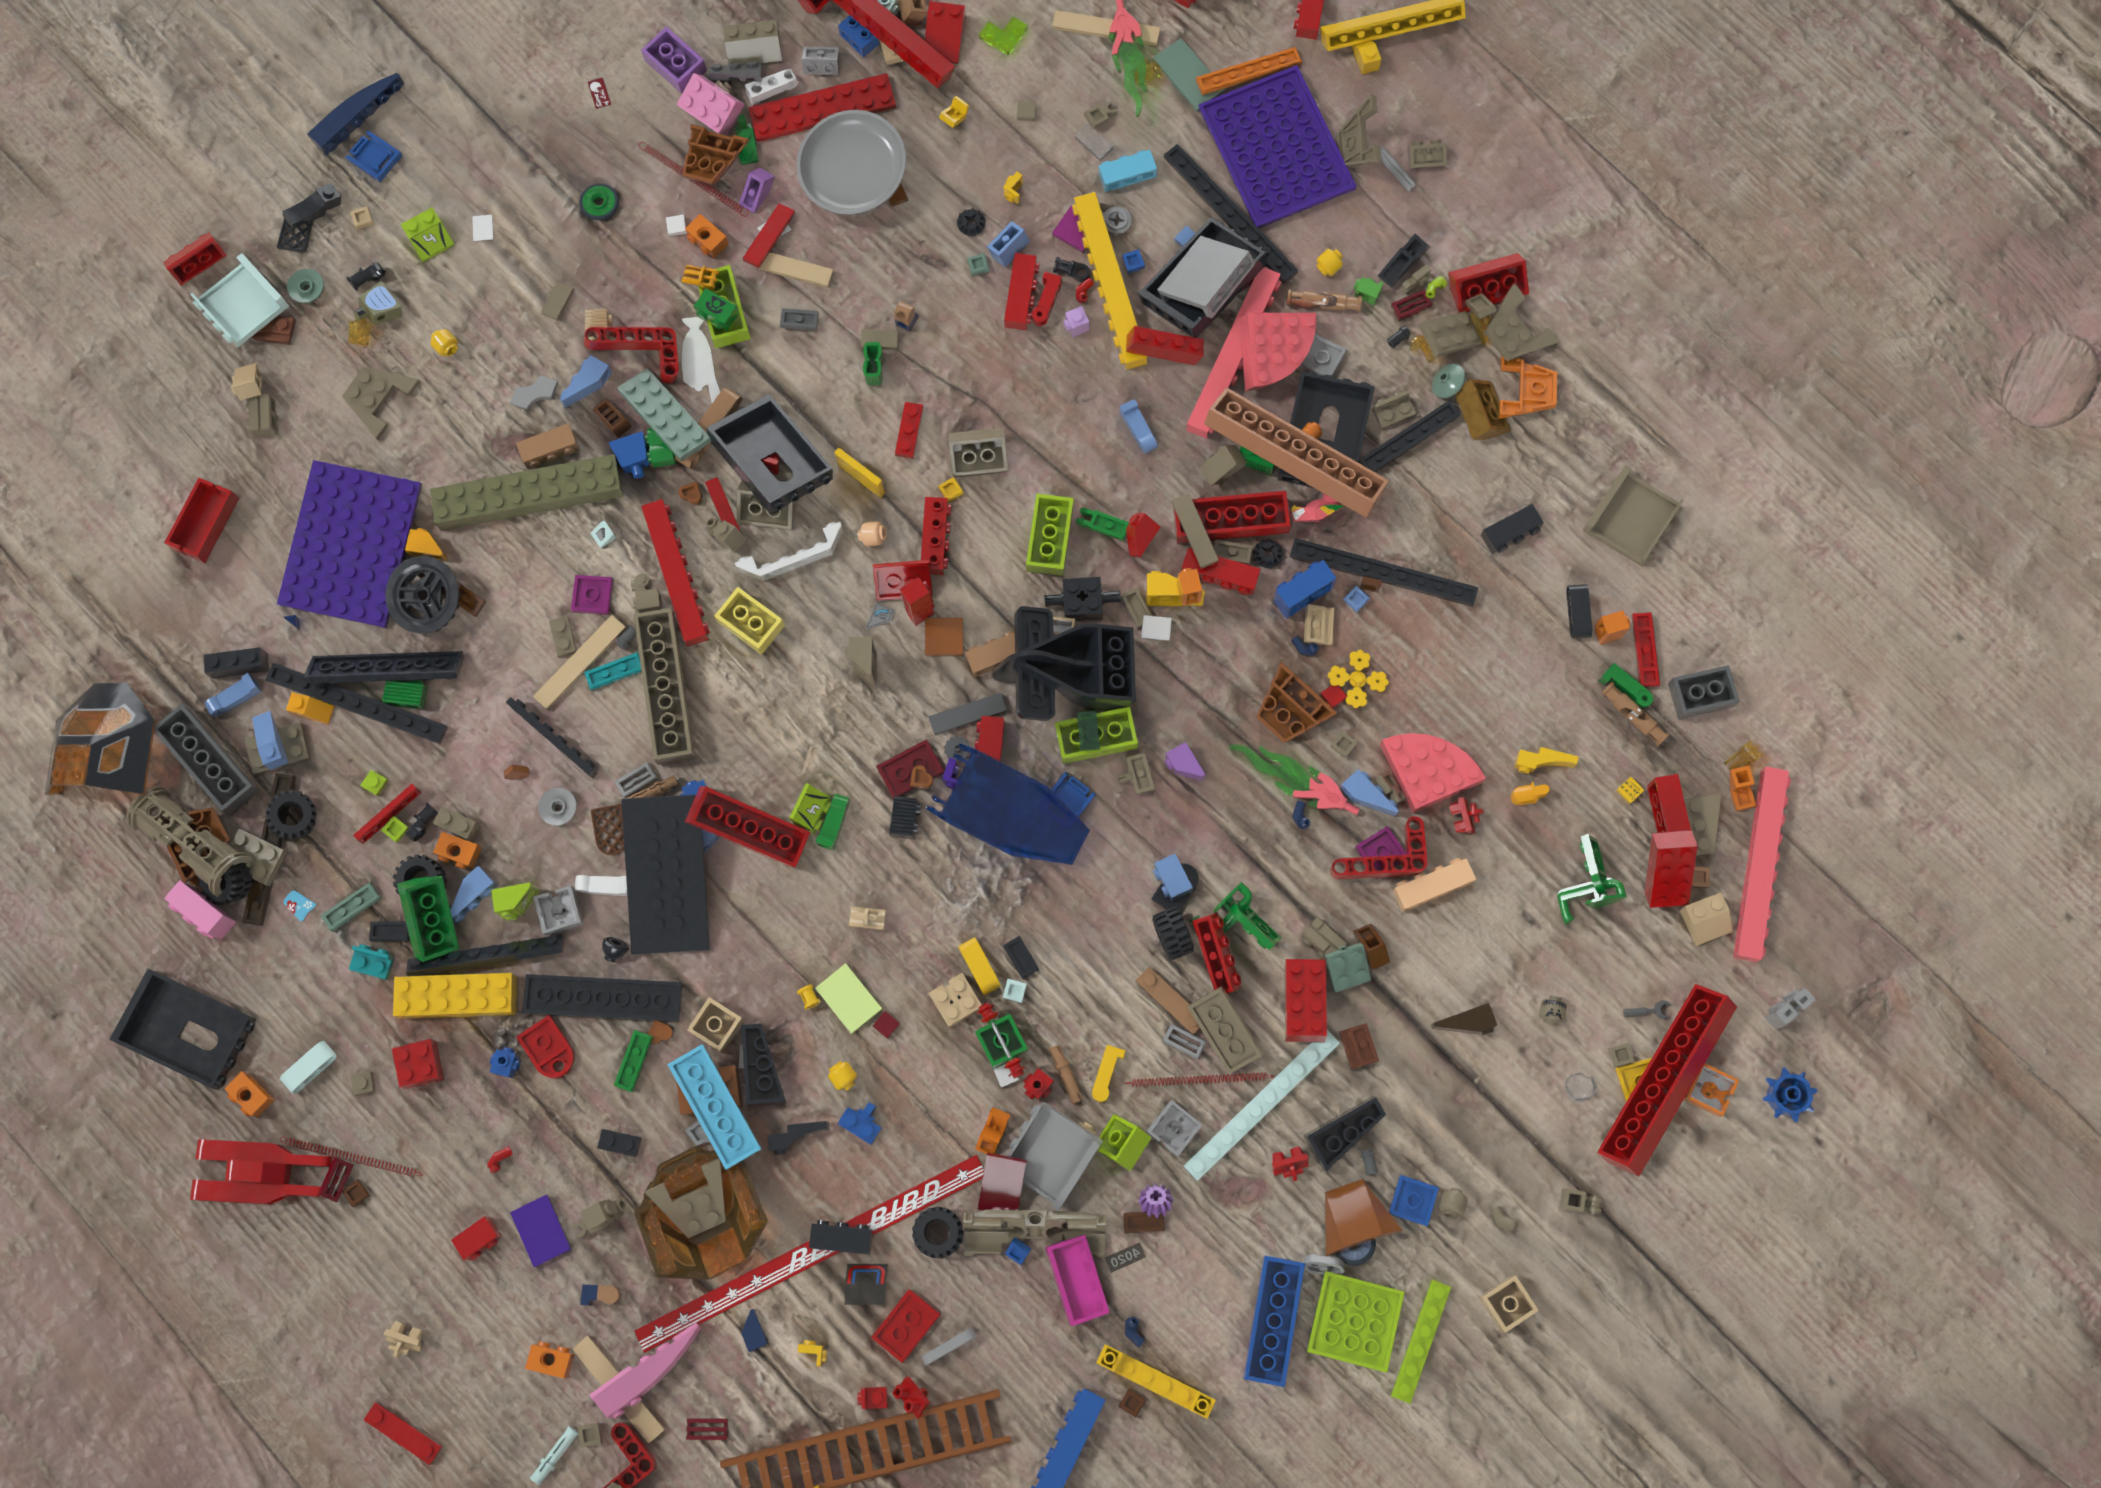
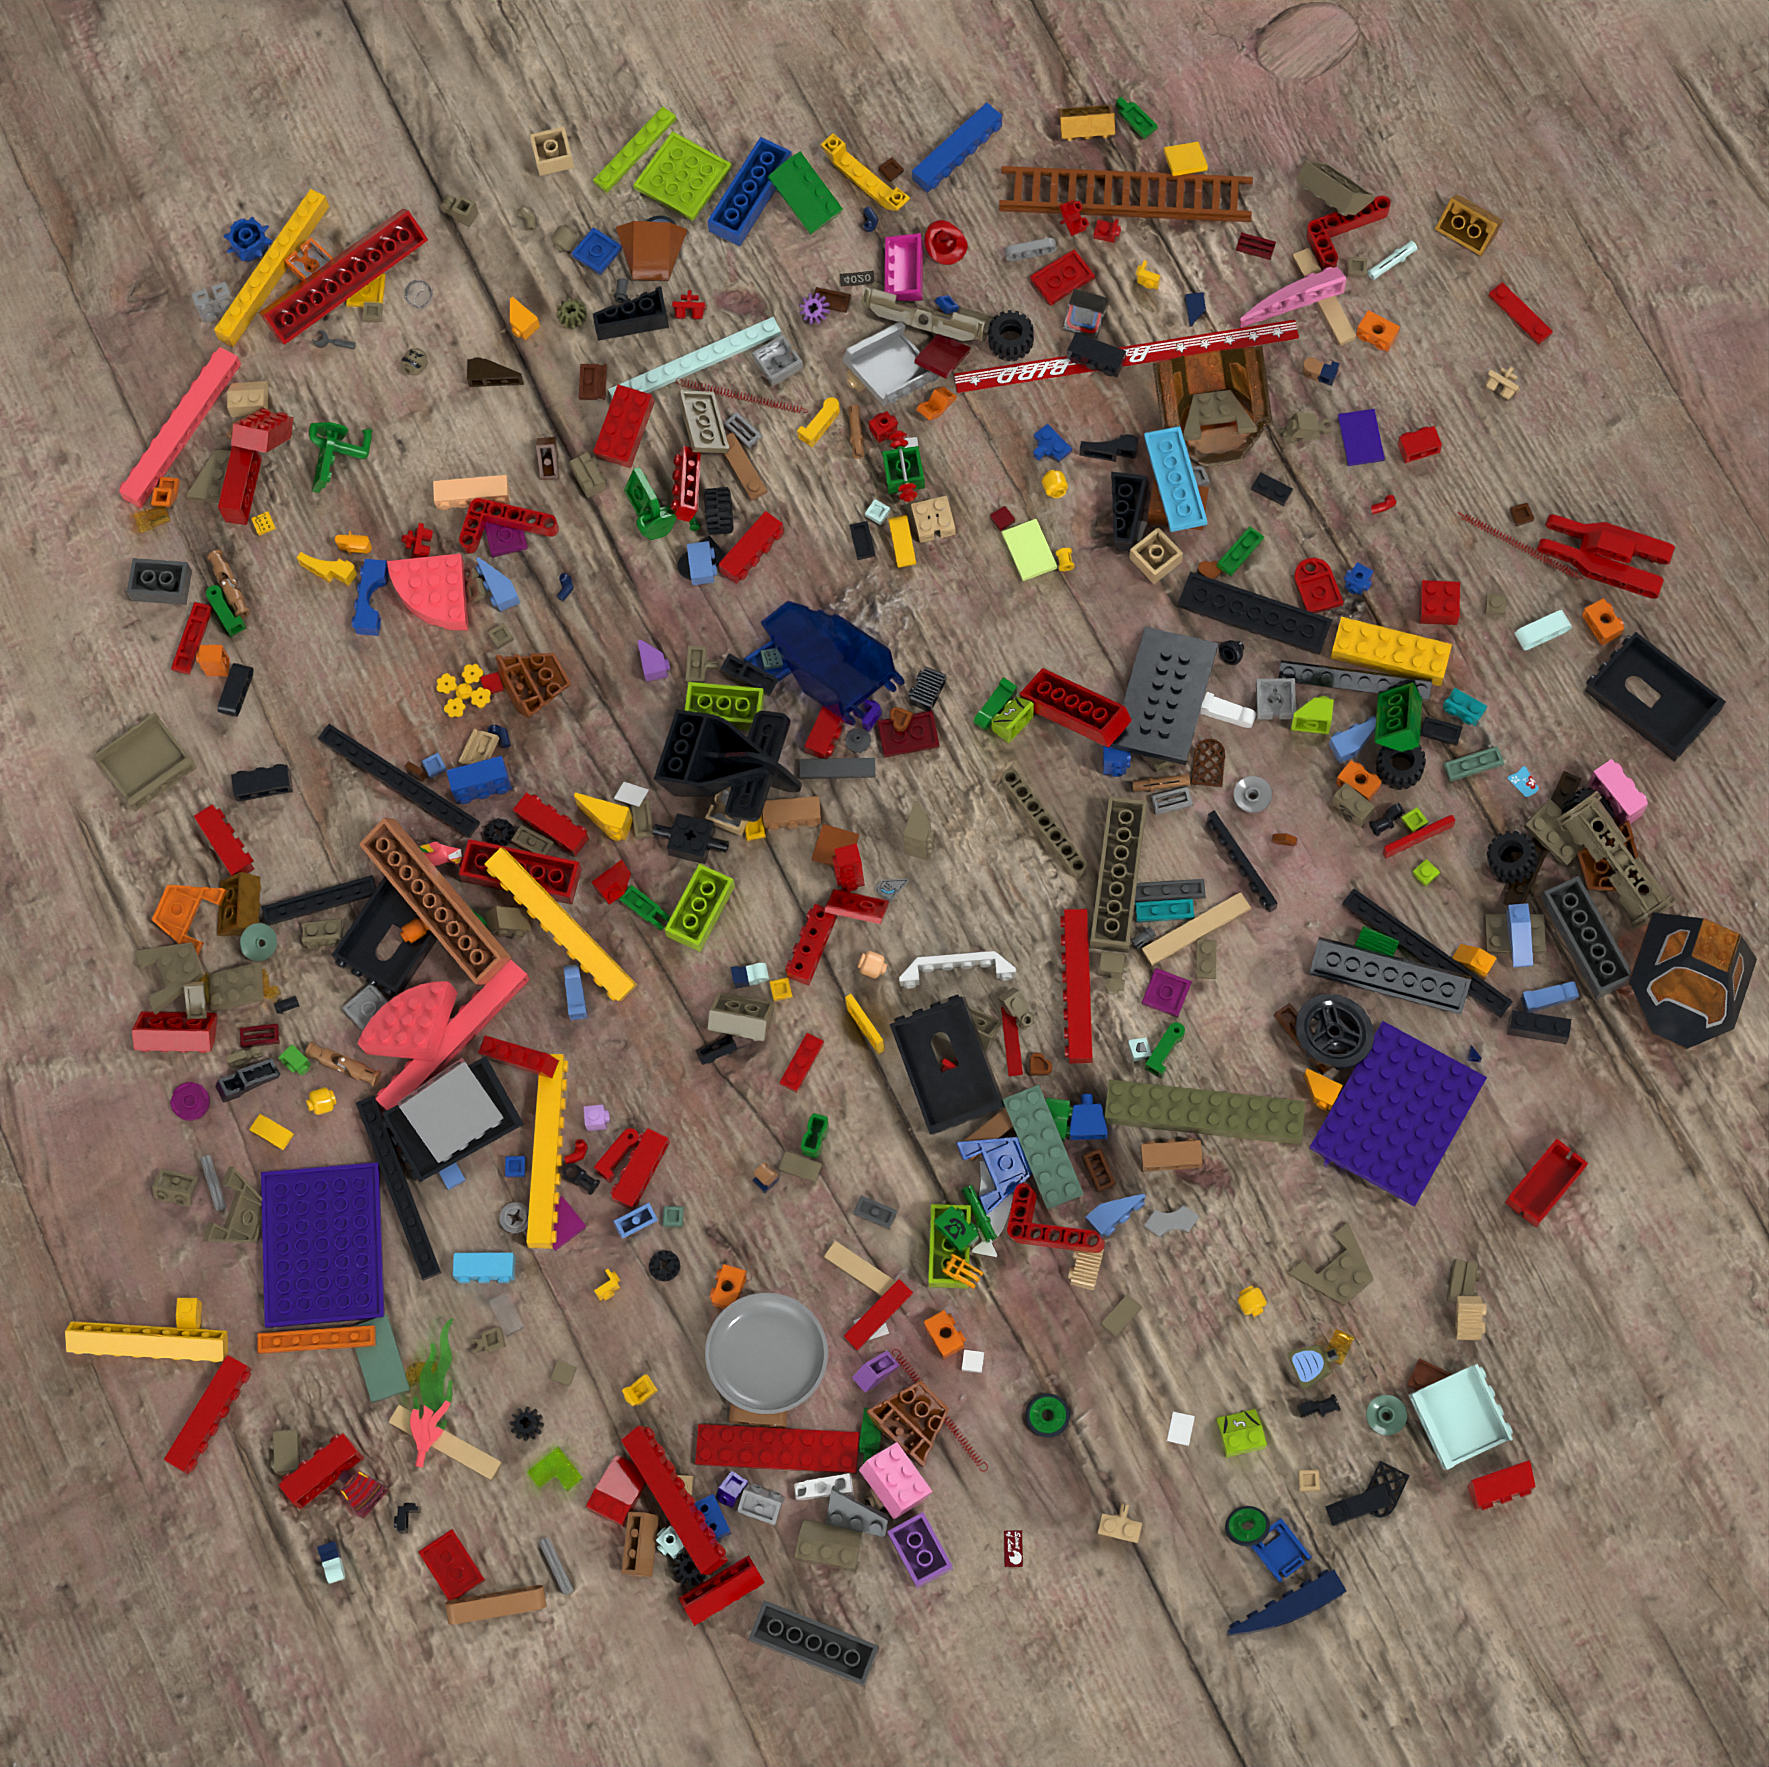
camera: 160 degrees left, 5 degrees down
(322, 1192) = (1536, 526): dark red tile -> none
(400, 175) = (1250, 1537): none -> green wheel
(513, 134) = (1120, 1526): none -> tan plate
(579, 541) = (1173, 1035): none -> green leg
(612, 693) = (1170, 890): none -> dark grey tile
(696, 392) = (1005, 1165): none -> wing
(701, 340) = (982, 1221): none -> green pin
(745, 710) = (1042, 814): none -> dark tan beam
(749, 620) = (1017, 912): light yellow brick -> none
(849, 63) = (731, 1489): none -> bracket
(867, 918) = (990, 608): tan hips -> none
(907, 207) = (728, 1275): none -> orange brick
(983, 490) = (749, 975): none -> leg
(990, 414) = (716, 1049): none -> black plate
(1043, 1323) = (945, 242): none -> red hat
(1046, 64) = (533, 1419): none -> black gear
(1070, 799) = (771, 659): none -> sand green tile
(1084, 775) = (748, 674): none -> black slope
(1088, 731) = (730, 701): clear green plate -> none
(1123, 1142) = (826, 363): lime slope -> none
(1129, 911) = (751, 547): none -> red brick
(1172, 473) = (560, 924): none -> yellow brick
(1189, 586) = (587, 791): orange brick -> none
(1194, 531) = (560, 859): dark tan tile -> none
(1211, 1332) = (805, 193): none -> green slope
(1302, 785) = (552, 612): piece -> none
(1319, 1264) = (698, 226): light grey plate -> none
(1347, 967) = (576, 442): sand green plate -> none
(1363, 224) = (271, 1132): none -> yellow slope
(1407, 1110) = (571, 313): none -> olive gear
(1433, 285) = (228, 1047): lime arm -> none
(1448, 231) = (190, 1101): none -> magenta tile
(1461, 1093) = (522, 320): none -> light orange slope
(1482, 720) = (374, 575): none -> blue arch
(1522, 462) = (223, 841): none -> red brick
(1749, 1072) = (271, 268): none -> yellow brick

